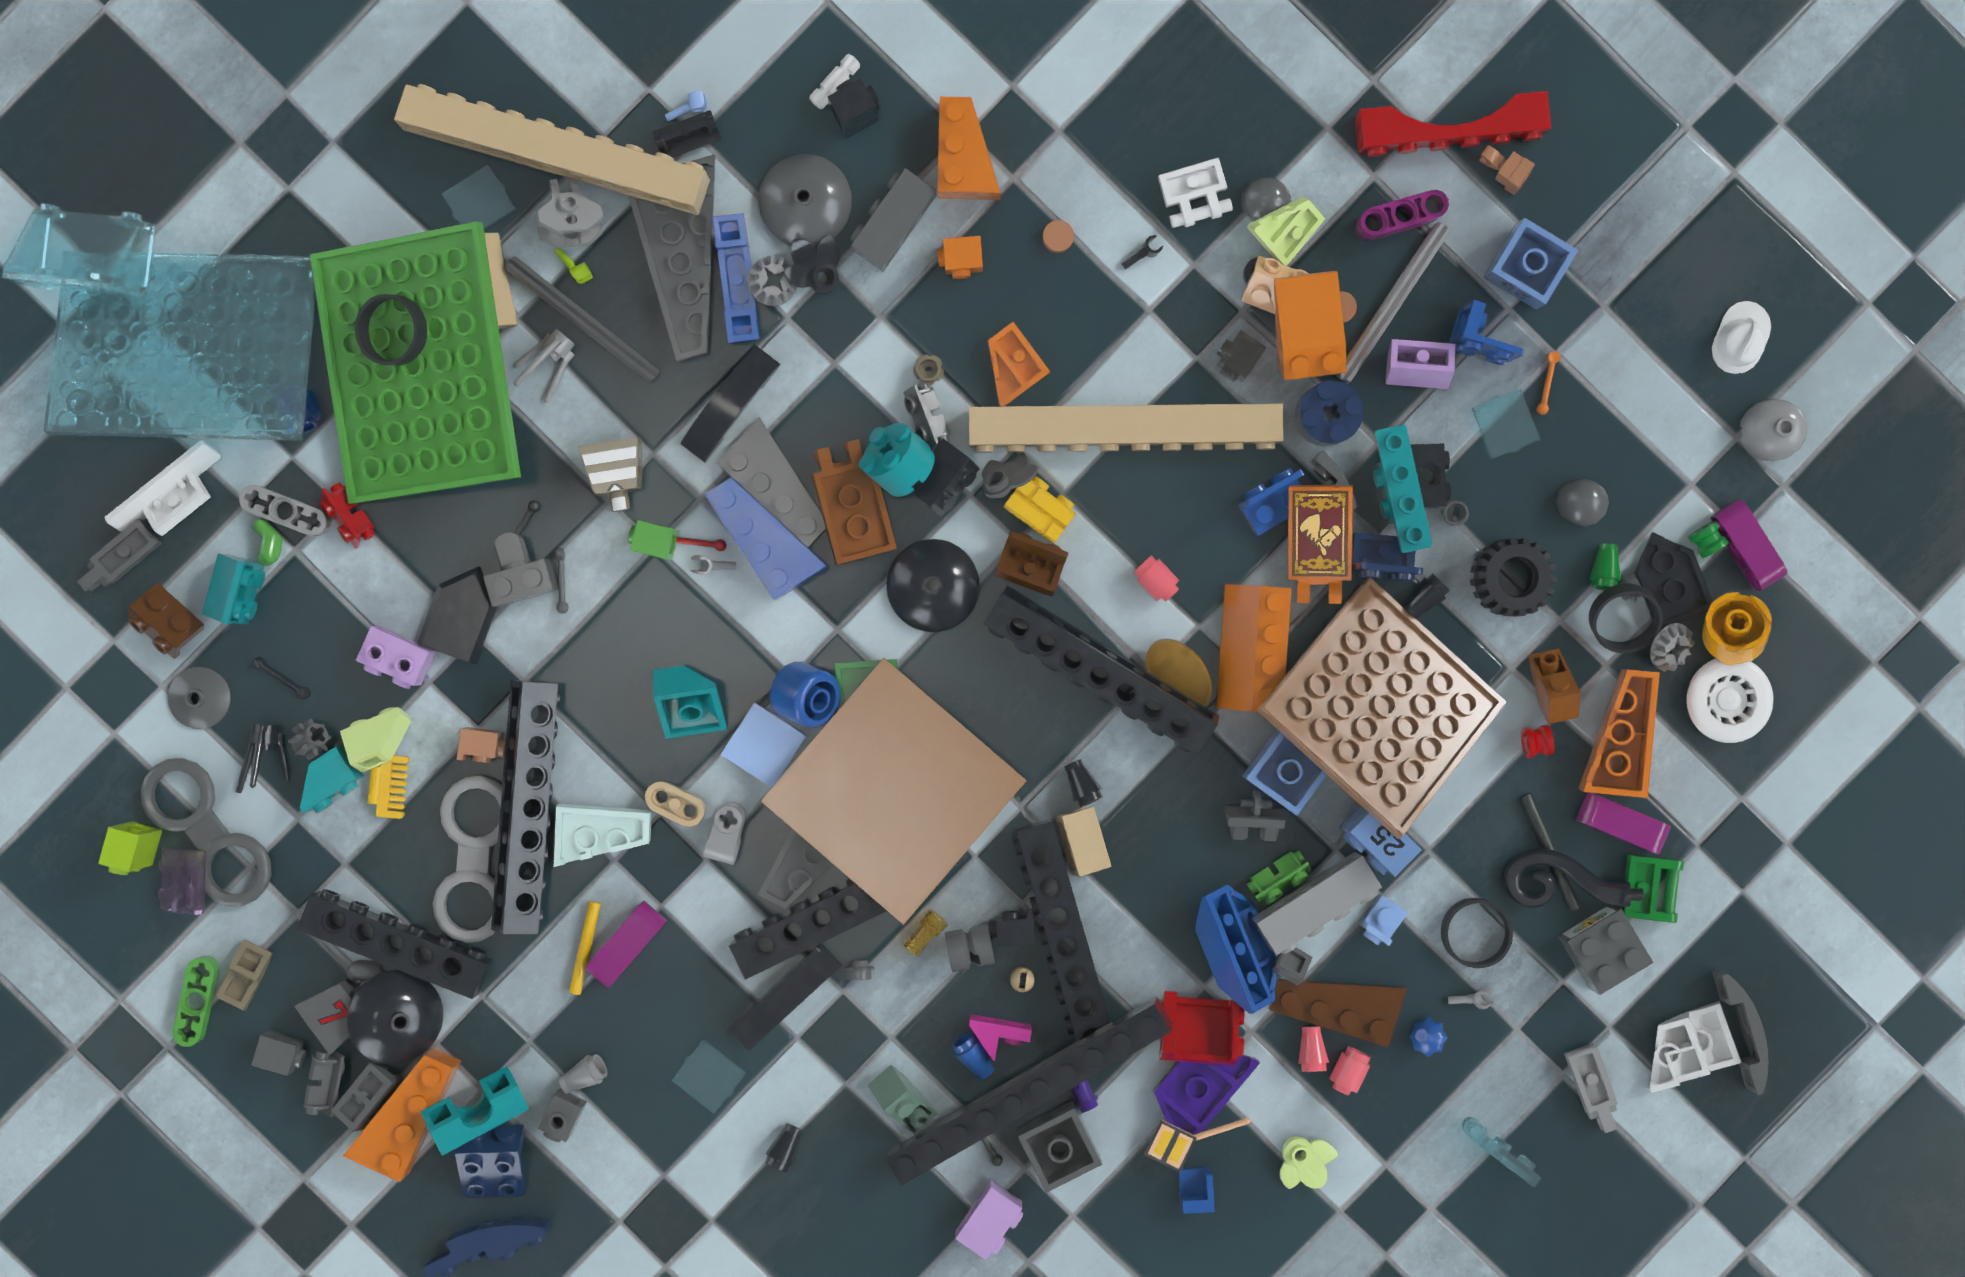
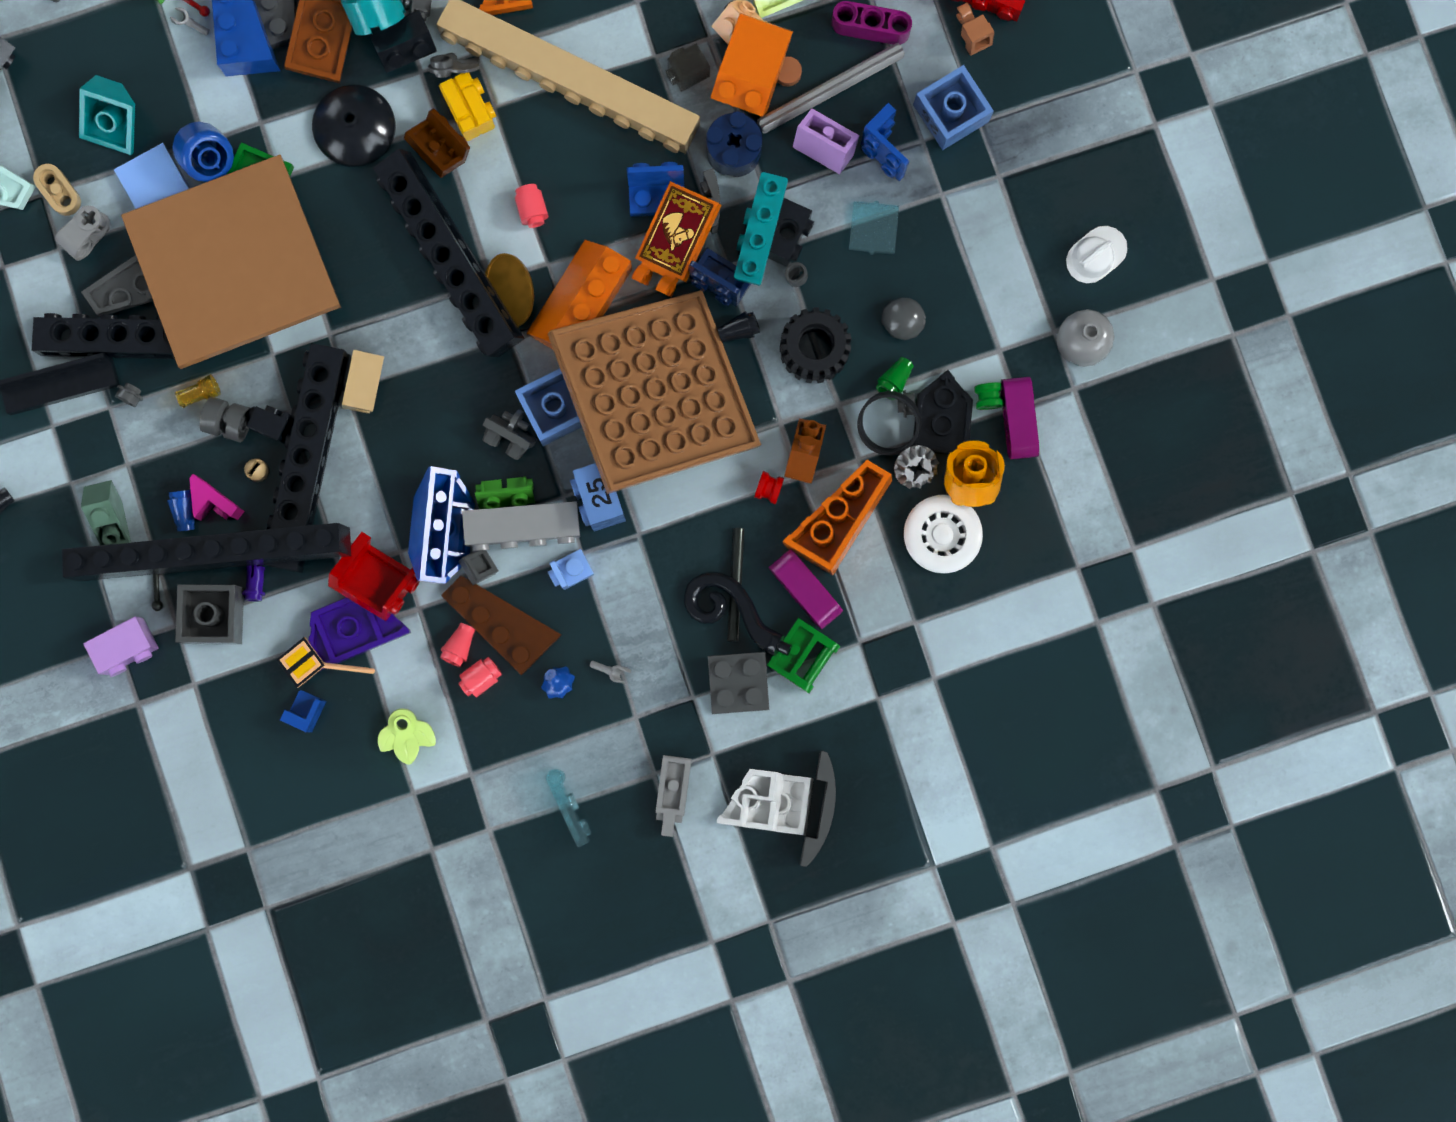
camera: 20 degrees right, 5 degrees down
(1083, 785) = (386, 339): black cone -> none
(1507, 939) = (631, 591): black tyre -> none
(1552, 358) = (936, 196): orange hinge -> none

